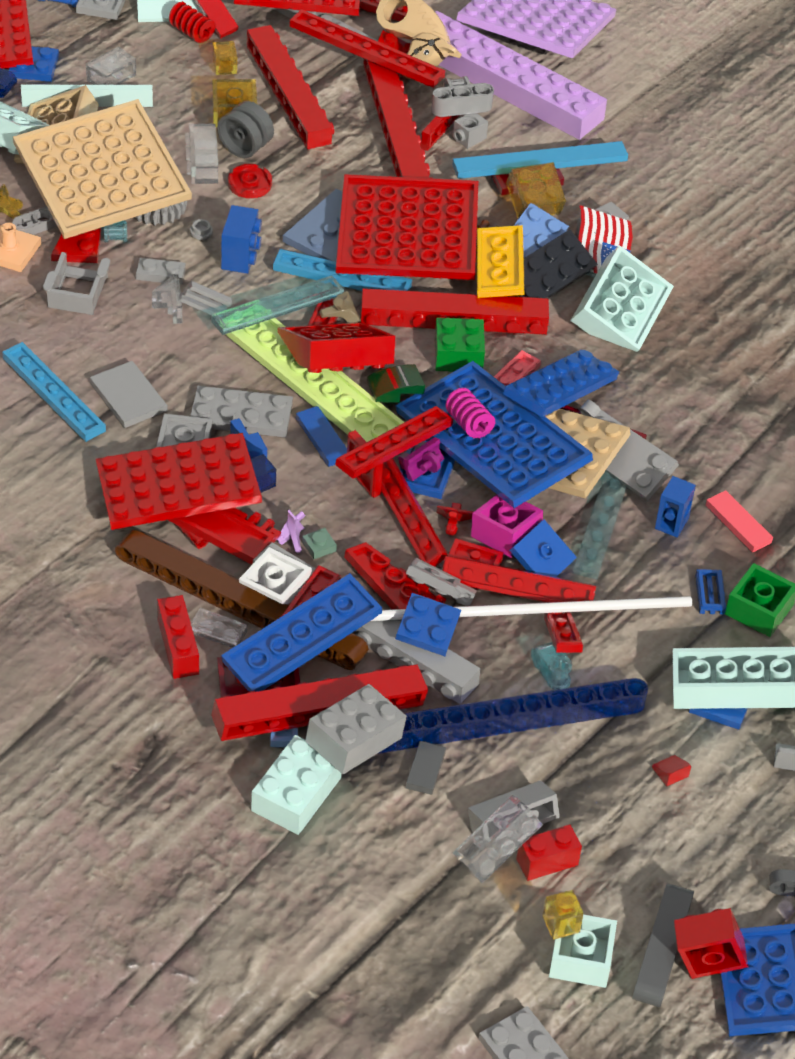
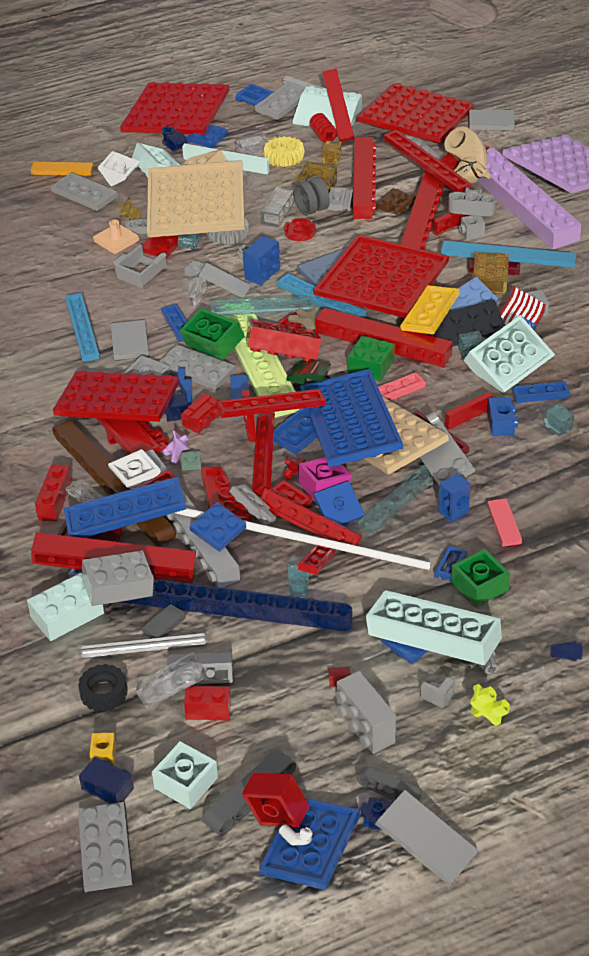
camera: 30 degrees right, 5 degrees down
(160, 67) = (284, 151): none -> light yellow gear
(175, 353) = (175, 319): none -> blue tile
(203, 301) = (212, 293): light grey tile -> none
(215, 280) = (224, 280): none -> light grey tile
(244, 360) = (212, 333): none -> green brick
(283, 124) = (340, 199): none -> light grey plate
(294, 475) = (200, 413): none -> red brick
(344, 109) = (396, 201): none -> reddish brown plate
(409, 854) = (99, 674): none -> black tyre
(419, 804) = (143, 645): none -> axle
(424, 458) = (293, 423): magenta hips -> none
(463, 961) = (103, 747): none -> yellow brick
(469, 413) = (336, 398): dark pink piece -> none
(493, 988) = (106, 781): none -> clear blue brick
(561, 382) = (420, 396): blue plate -> none
(562, 914) = (172, 742): clear yellow brick -> none
(566, 295) = (469, 341): none -> clear light blue brick
(617, 384) = (467, 411): none -> red tile
(658, 384) = (501, 416): none -> blue brick
(680, 339) = (541, 392): none -> blue tile
(725, 371) = (559, 420): none -> clear light blue brick
(739, 805) = (366, 712): none -> light grey brick
(752, 981) = (293, 838): none -> white arm

